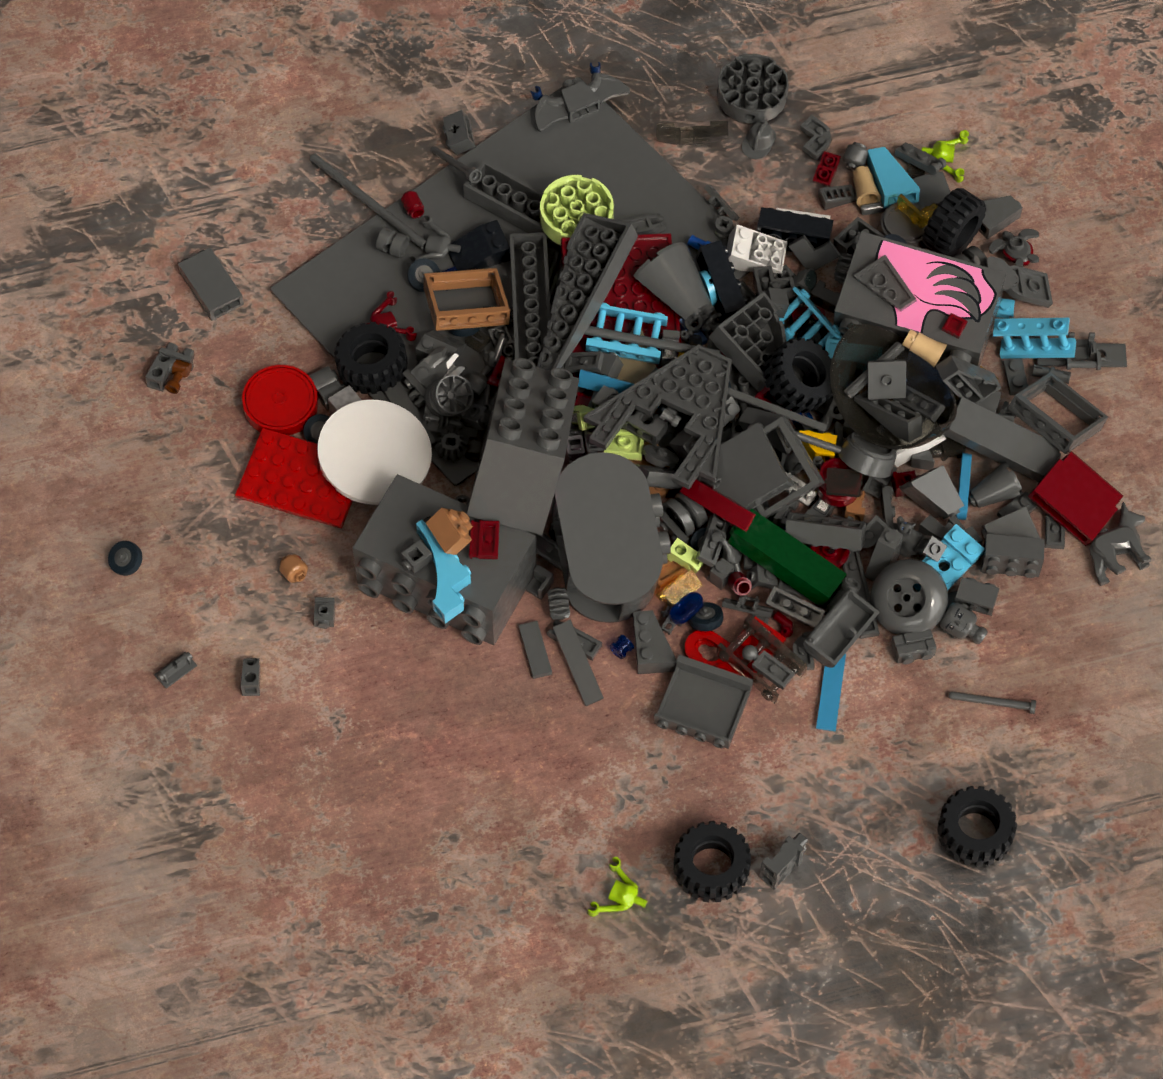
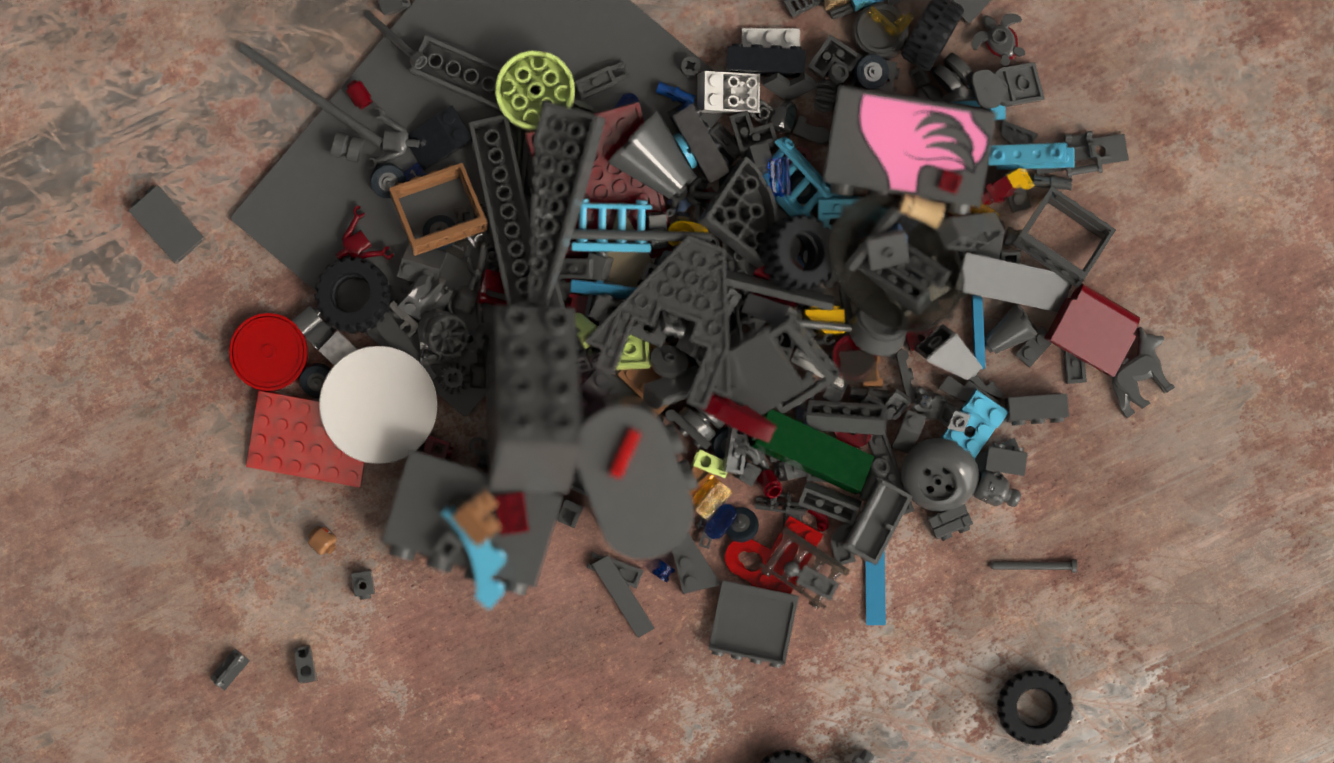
camera: 10 degrees left, 25 degrees up
(125, 558) = (152, 558): black wheel -> none
(167, 363) = (148, 327): dark grey hips -> none
(535, 649) = (578, 586): dark grey tile -> none
(558, 603) = (593, 537): dark grey gear -> none
(604, 494) = (624, 453): none -> red piece
(717, 201) = (678, 30): dark grey piece -> none
(792, 317) = (786, 175): none -> clear blue tile
(887, 283) = (875, 146): dark grey wing -> none
(1008, 360) = (1006, 186): none -> dark red hips
(1014, 524) = (1031, 376): dark grey slope -> none

